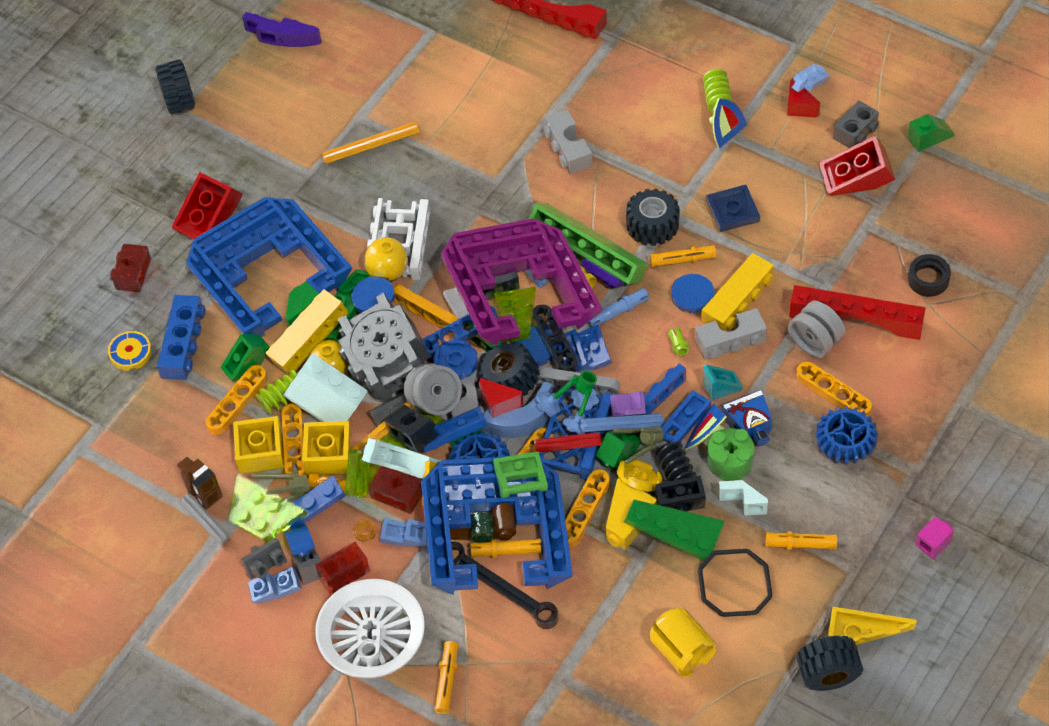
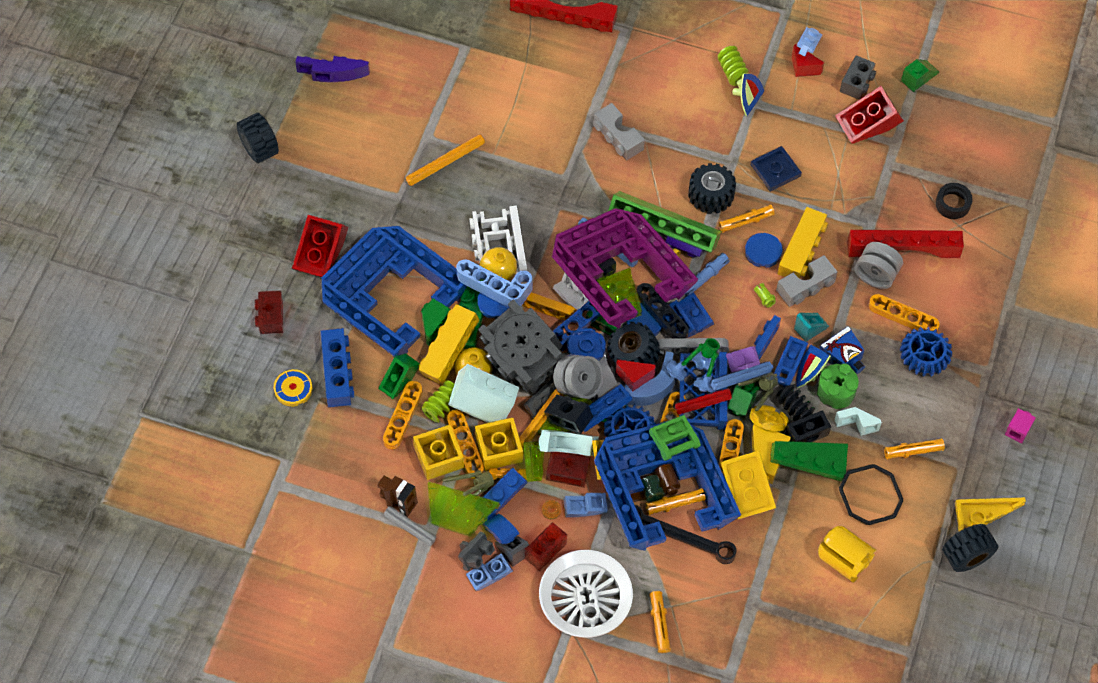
camera: 20 degrees left, 5 degrees up
(372, 278) = (470, 273): none -> light blue beam
(592, 543) = (749, 484): none -> yellow plate

